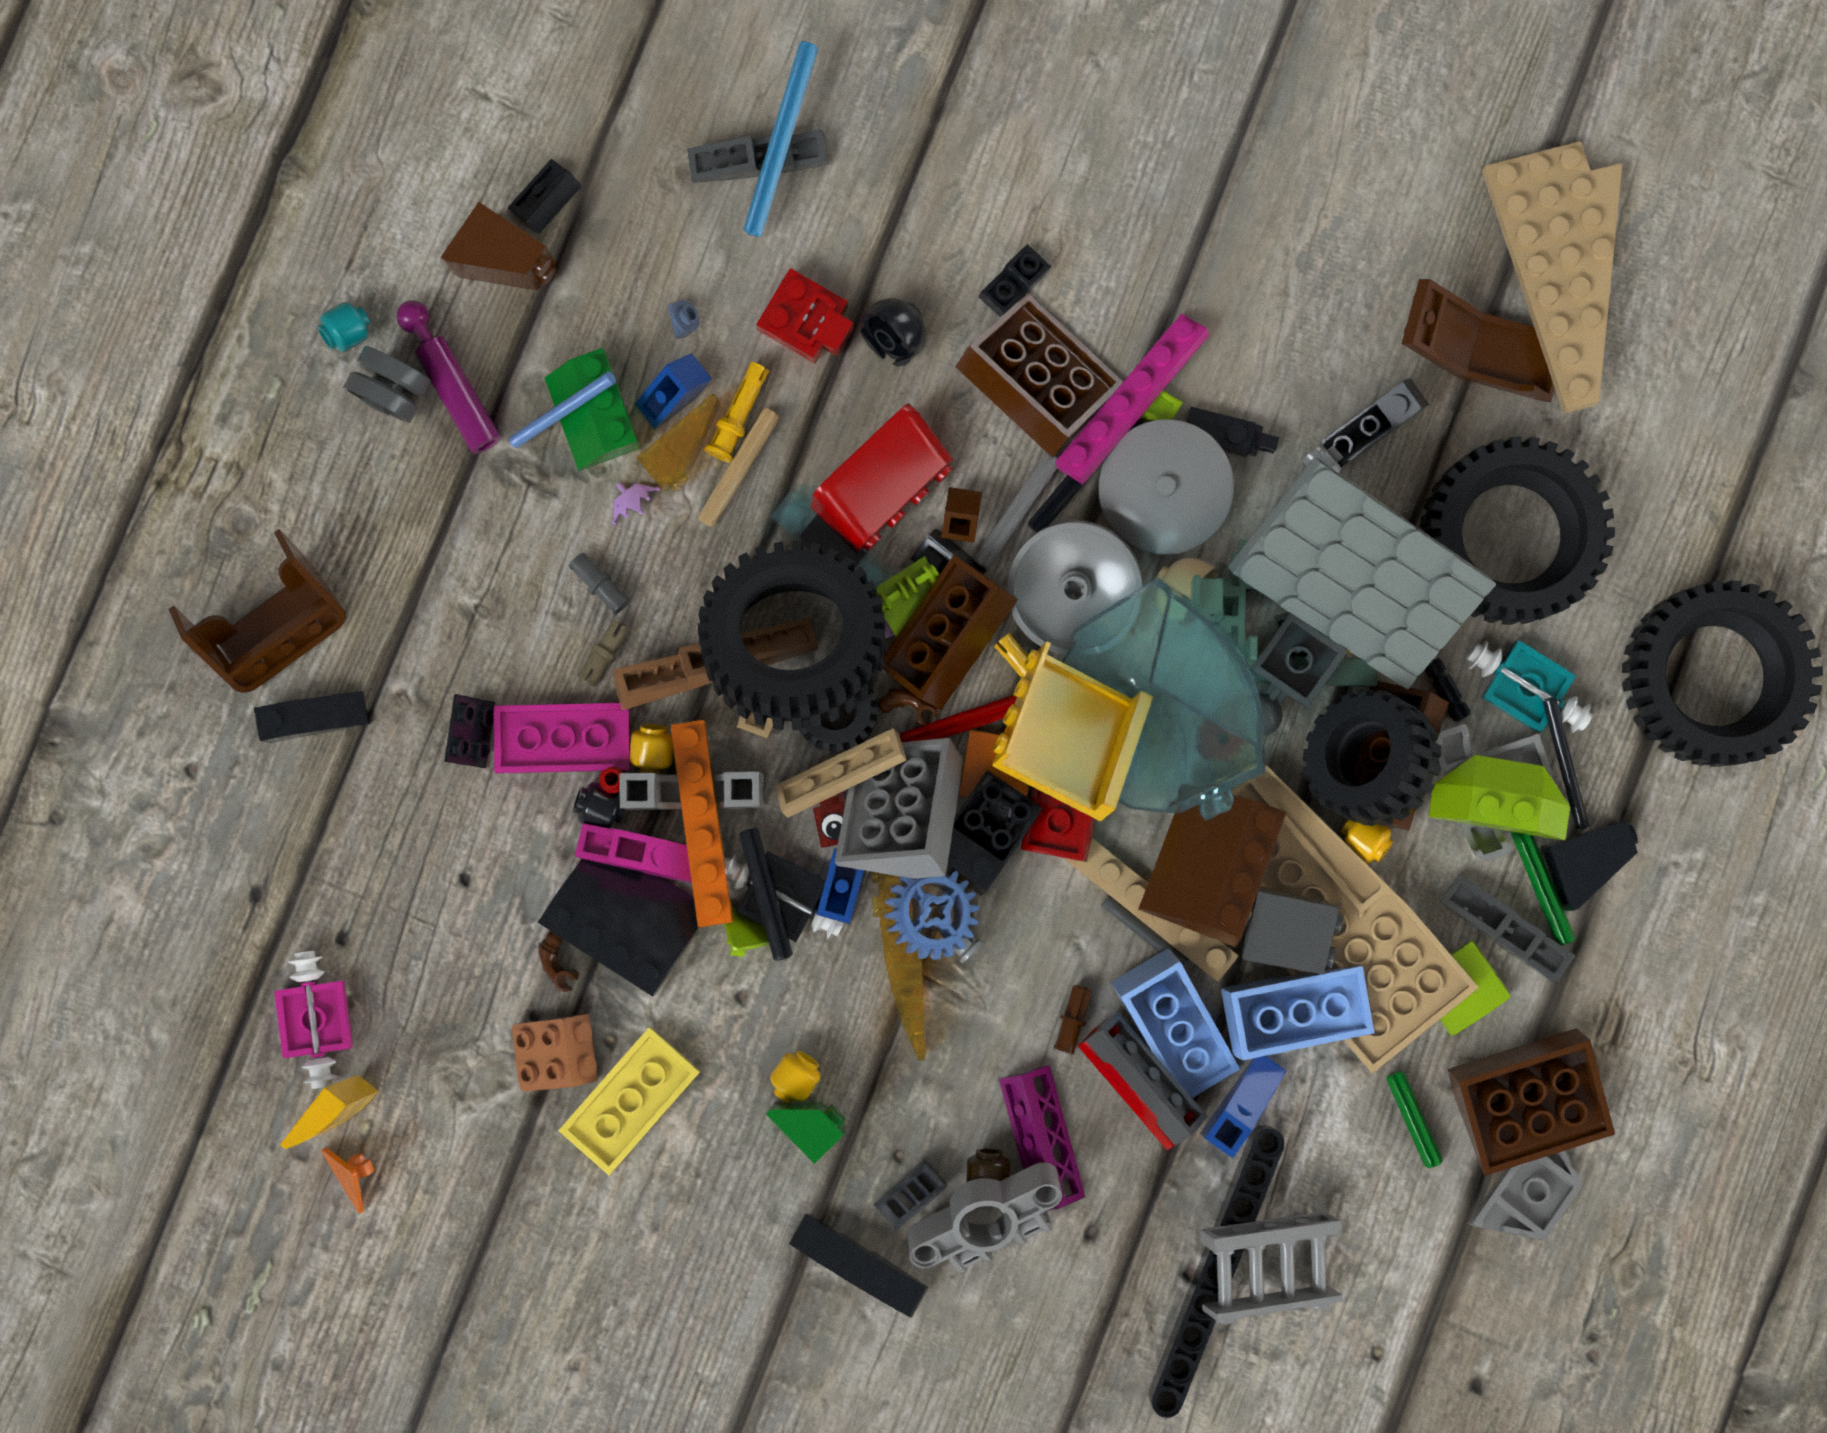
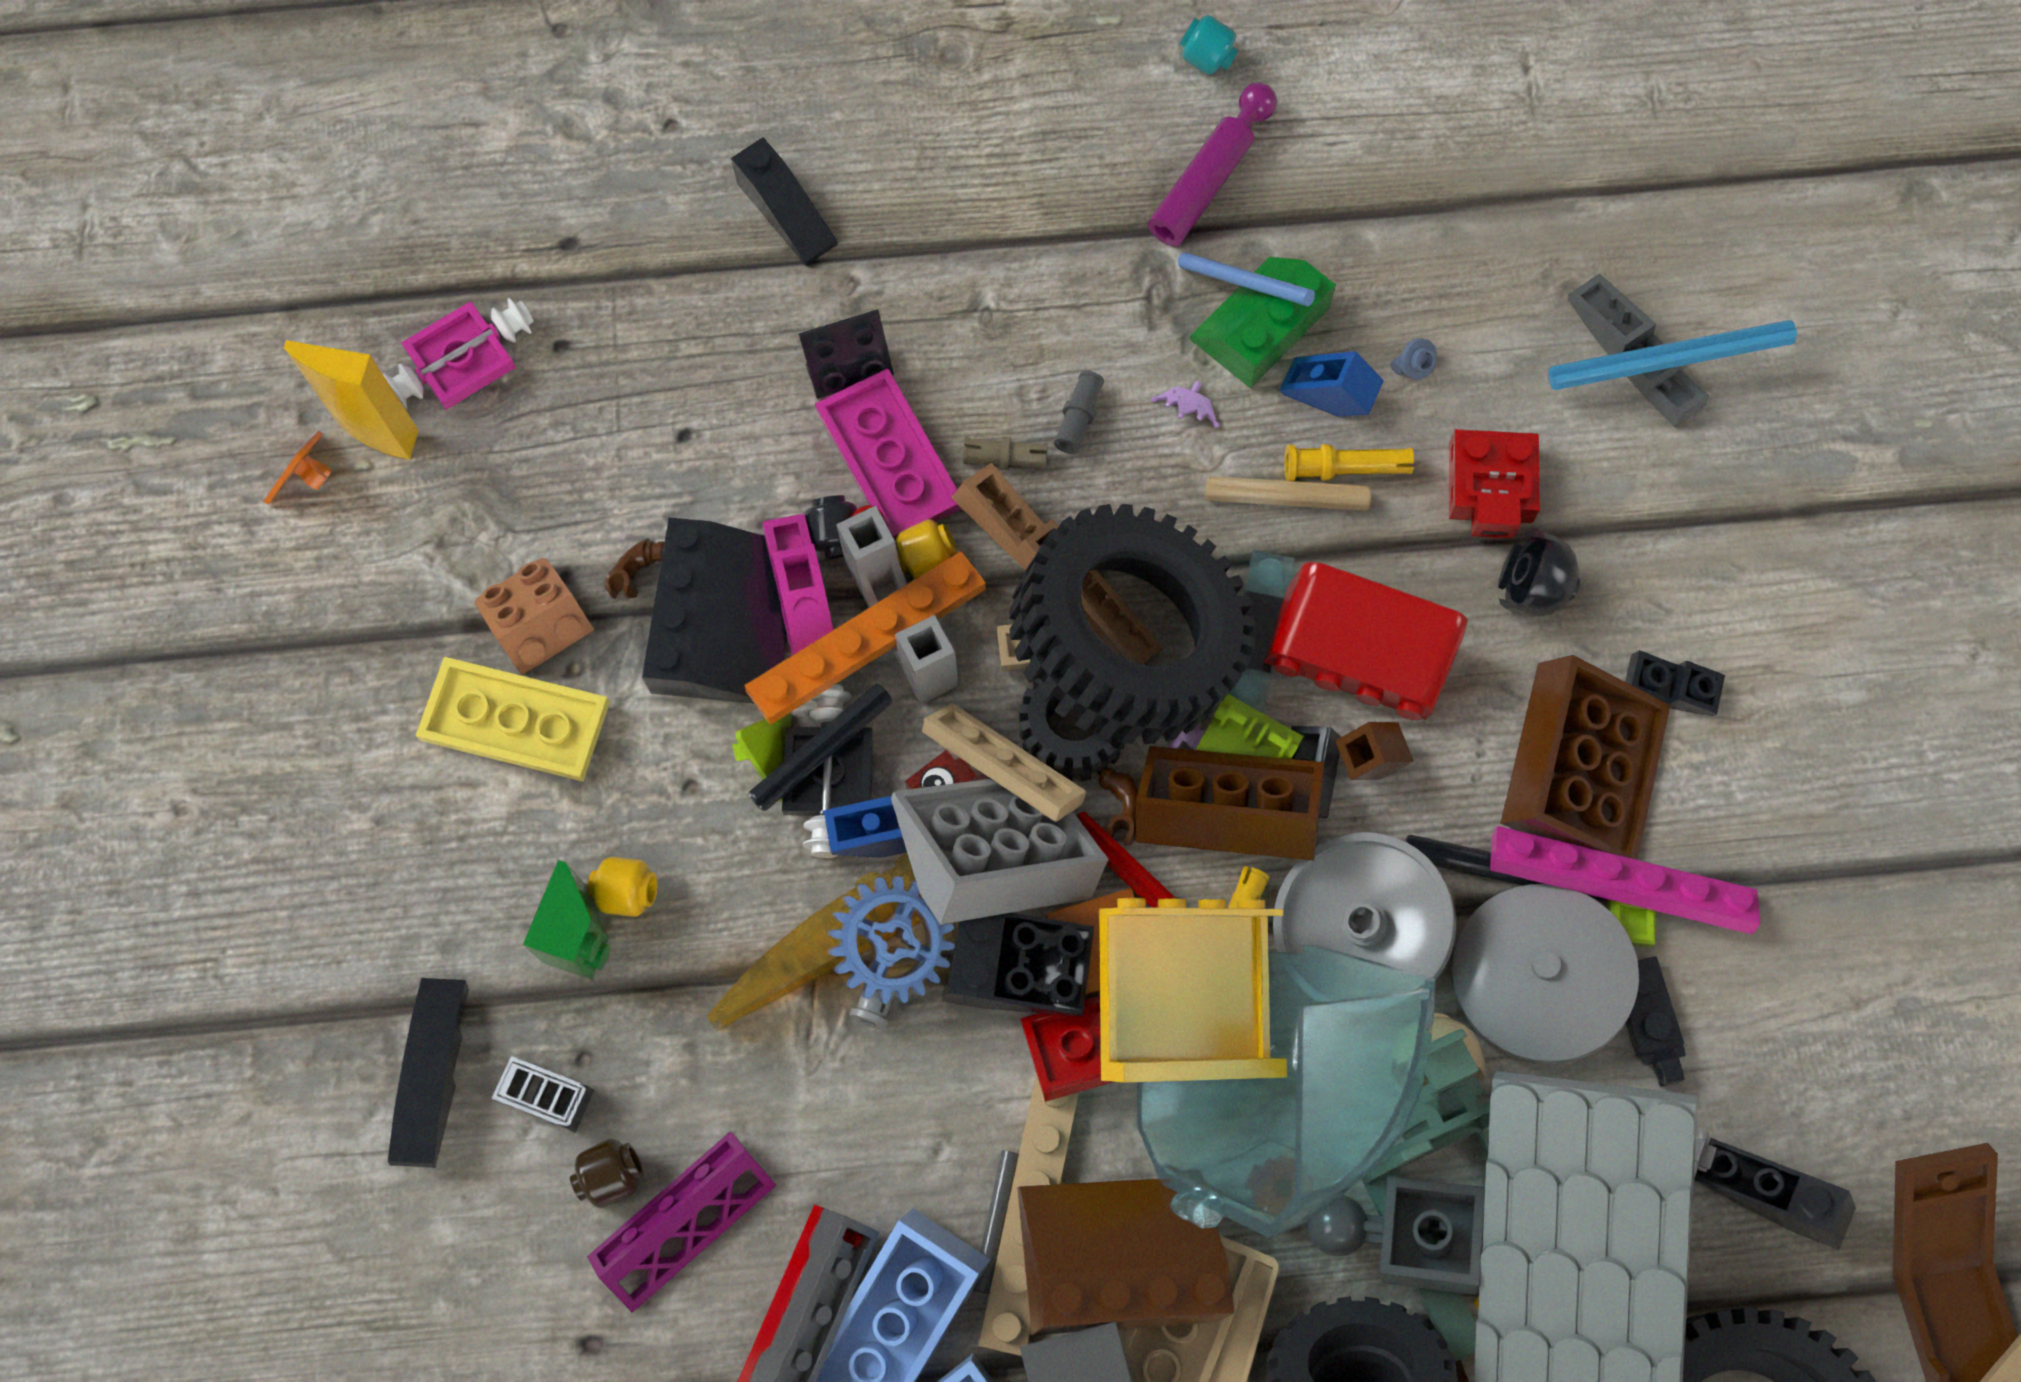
camera: 65 degrees right, 15 degrees down
(271, 633) = (852, 132): reddish brown windscreen -> none
(388, 381) = (1172, 104): dark grey wheel -> none
(498, 252) = (1372, 140): reddish brown slope -> none
(545, 196) = (1460, 169): black slope -> none
(676, 451) = (1271, 420): clear yellow slope -> none
(1016, 511) = (1413, 816): light grey axle -> none
(1024, 1207) = (592, 1223): light grey piece -> none
(1073, 1019) = (845, 1185): reddish brown axle -> none

